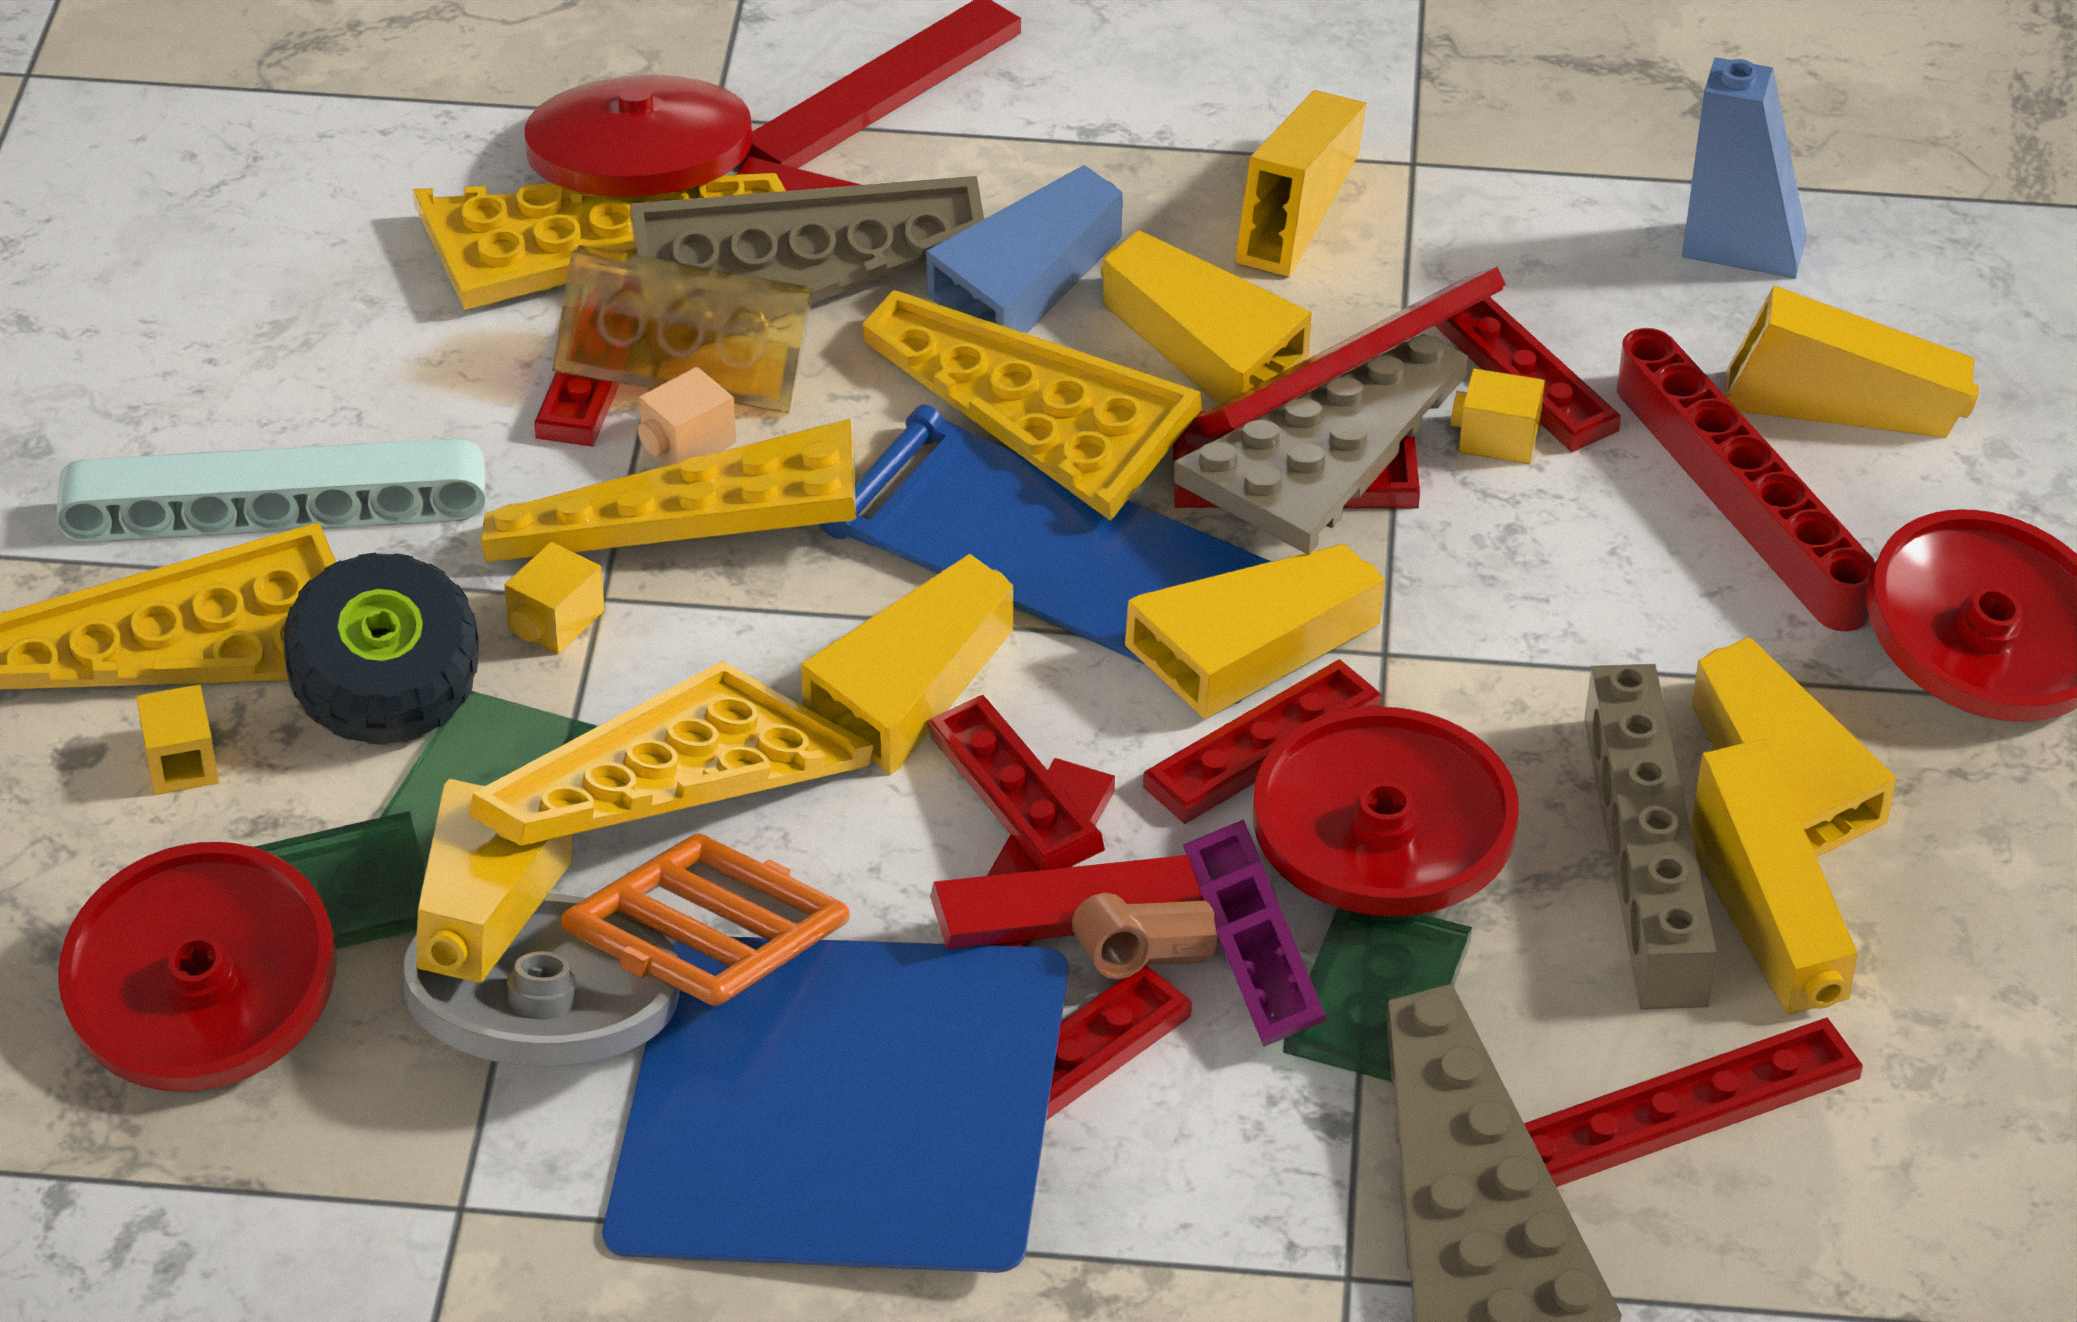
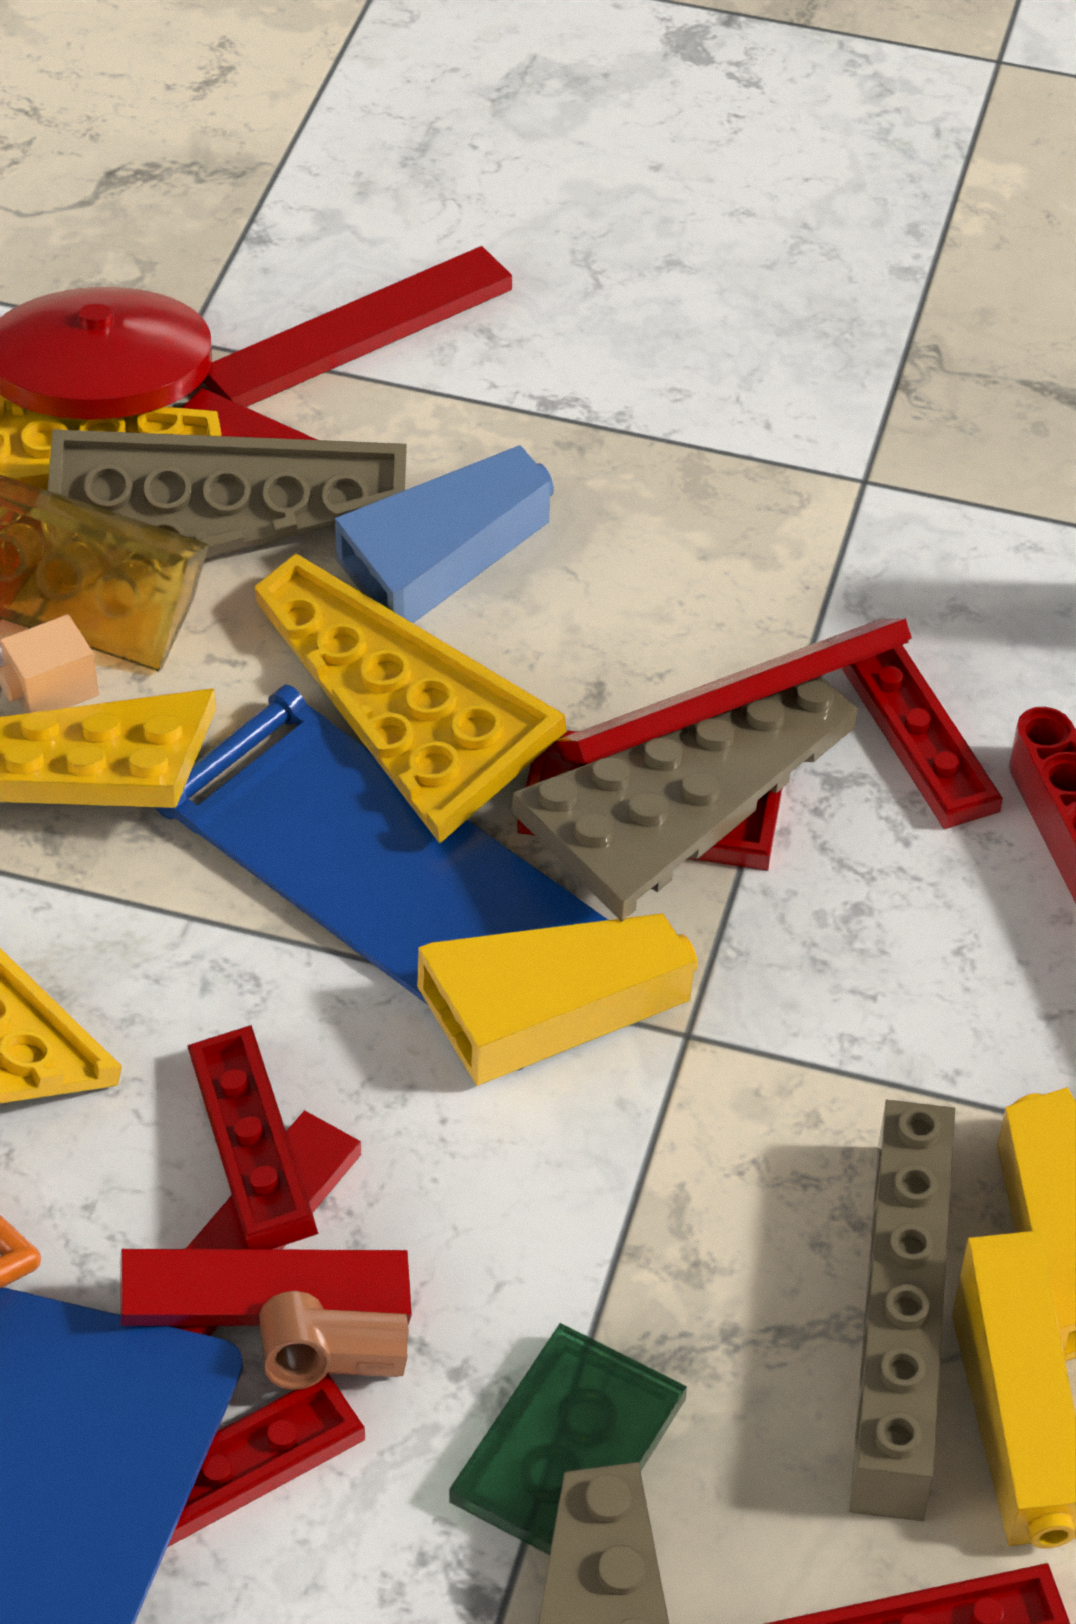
camera: 10 degrees right, 5 degrees up
(911, 659) = (190, 974): yellow slope -> none
(1202, 317) = (601, 628): yellow slope -> none
(1232, 754) = (528, 1121): red tile -> none
(1254, 933) = (451, 1360): magenta slope -> none
(1296, 180) = (734, 486): yellow slope -> none
(1385, 811) = (626, 1236): red dish -> none
(1499, 415) = (873, 781): yellow brick -> none

